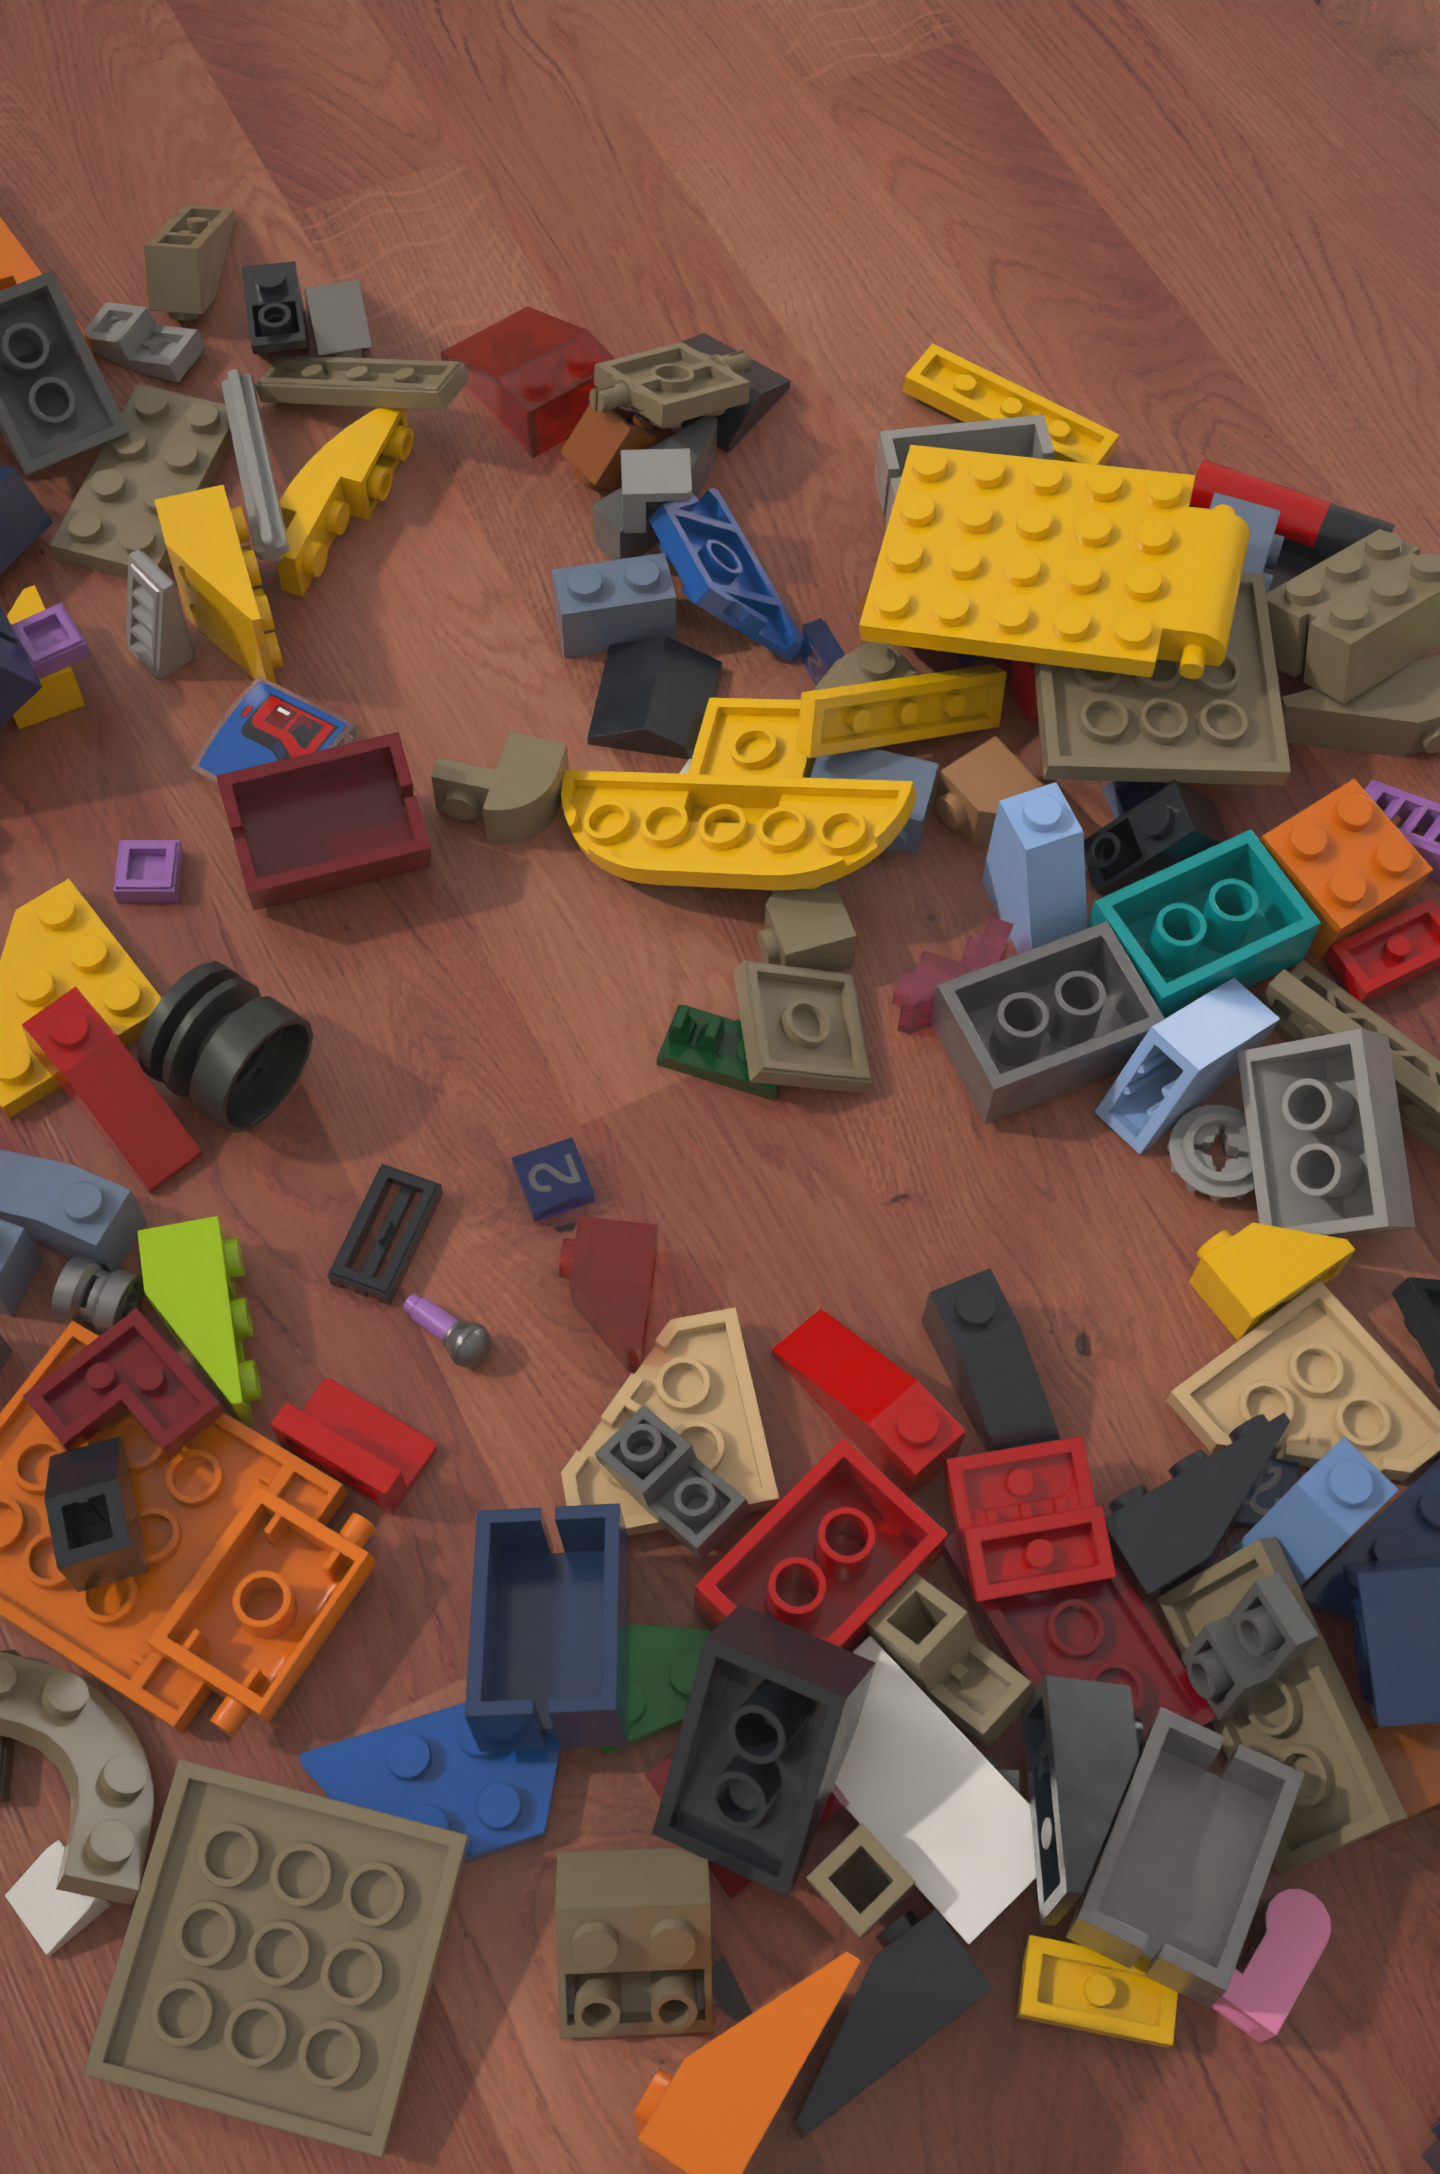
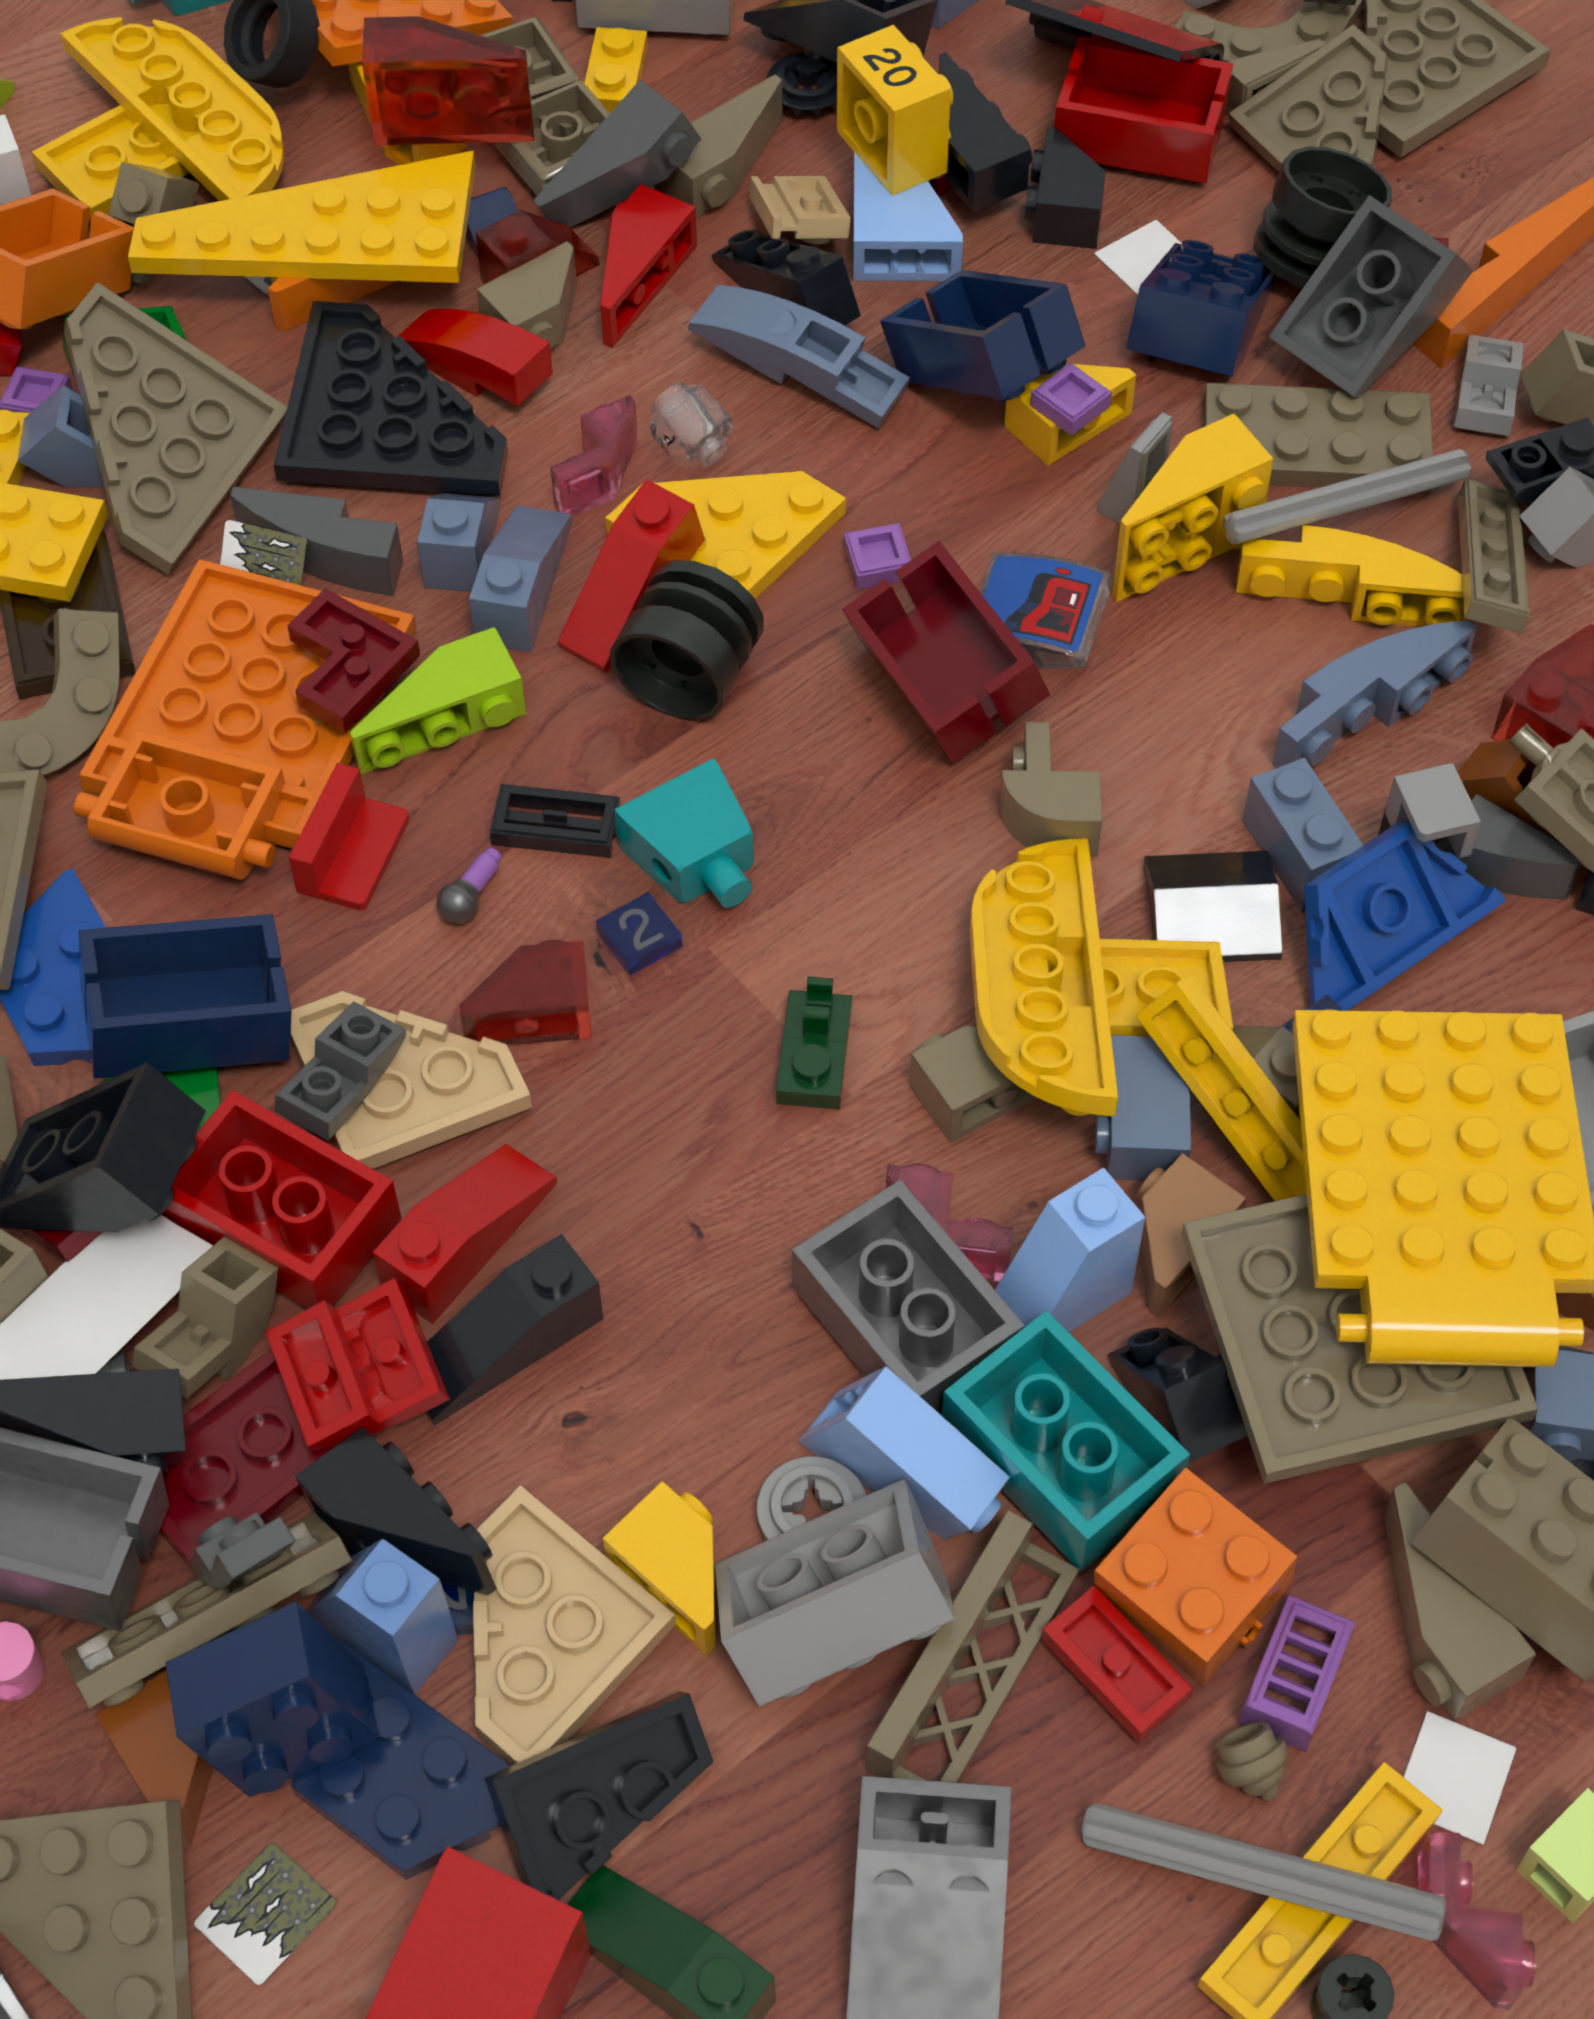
camera: 80 degrees right, 5 degrees down
(94, 1294) = (441, 618): flat silver wheel -> none
(94, 1515) = (229, 658): black slope -> none
(461, 1101) = (690, 836): none -> teal torso
(468, 523) = (1376, 681): none -> sand blue slope
(801, 1027) = (847, 1095): dark tan tile -> none

